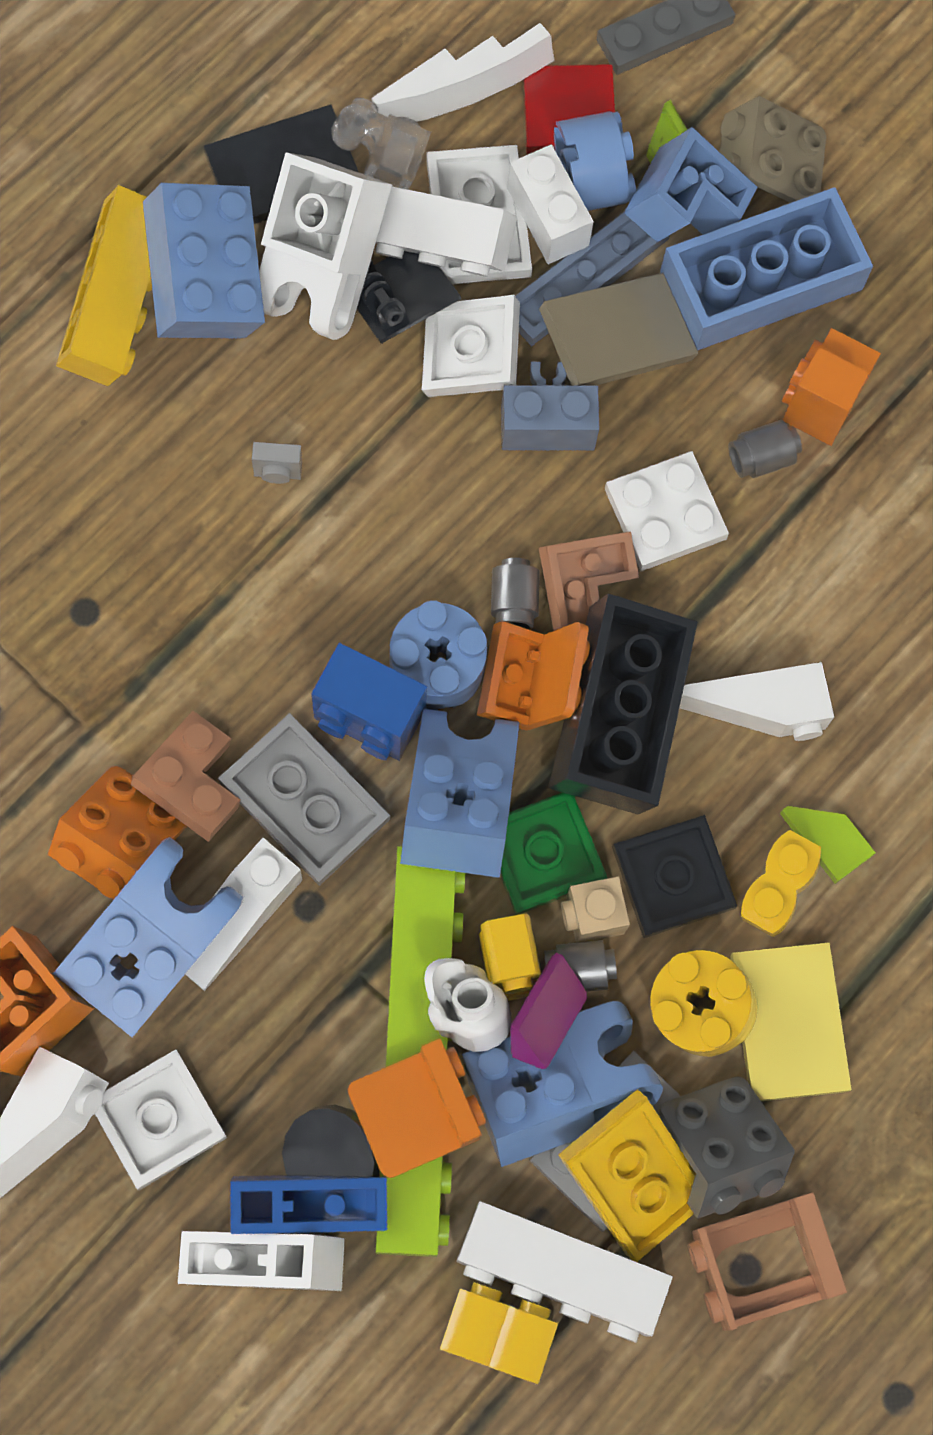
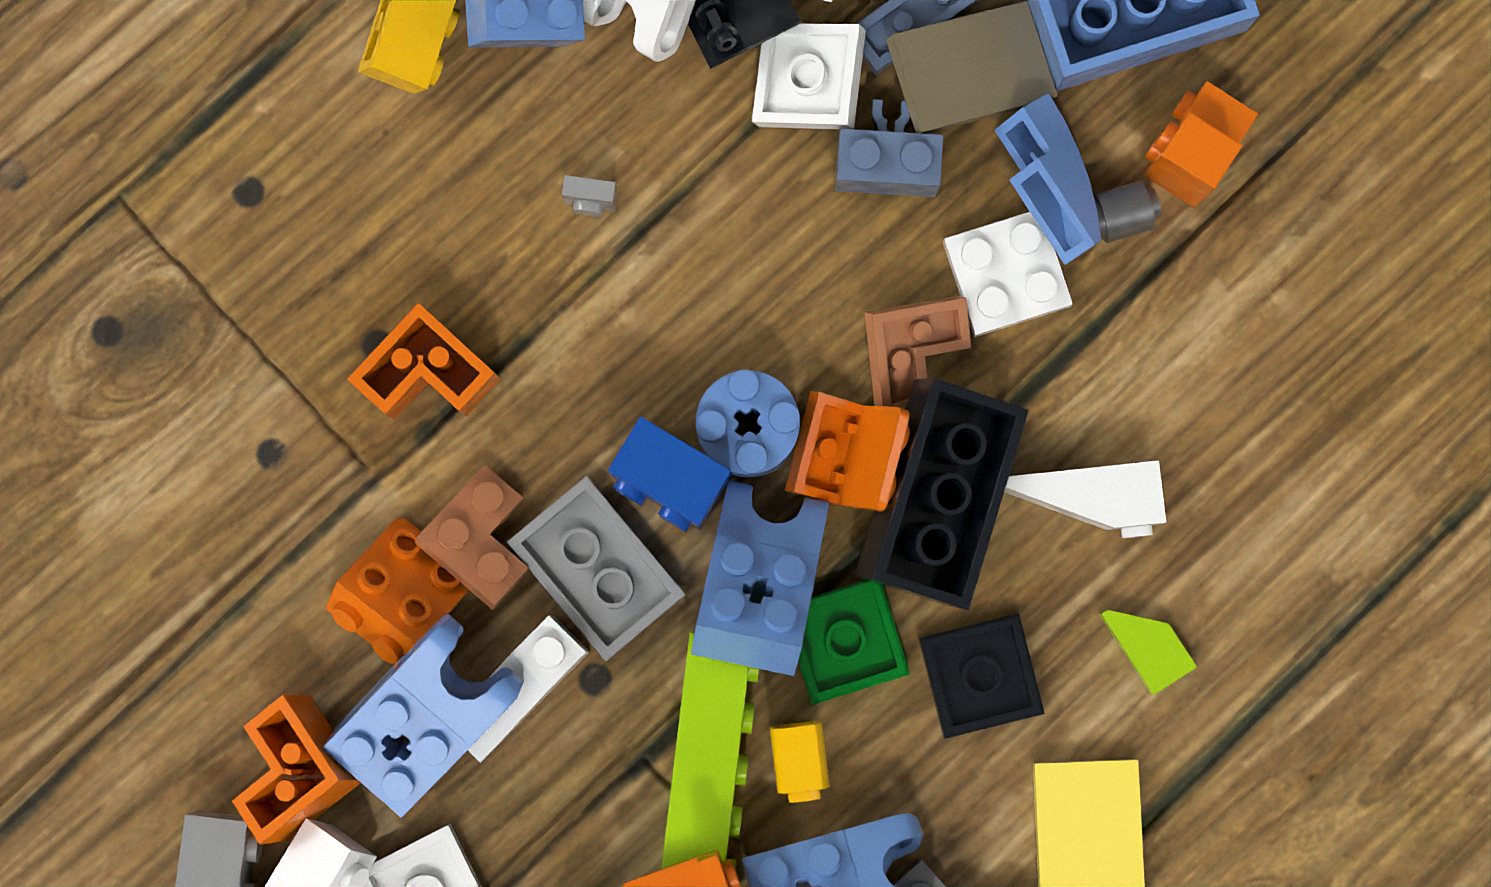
camera: 10 degrees right, 10 degrees up
(127, 611) = (418, 355): none -> orange brick
(466, 1005) = (749, 812): white head -> none
(515, 592) = (836, 359): flat silver brick -> none
(547, 1014) = (833, 827): magenta slope -> none
(589, 963) = (873, 768): flat silver brick -> none
(595, 910) = (893, 712): tan brick -> none
(690, 977) = (971, 832): yellow brick -> none
(699, 420) = (1052, 177): none -> medium blue slope
(773, 895) = (1083, 709): yellow brick -> none

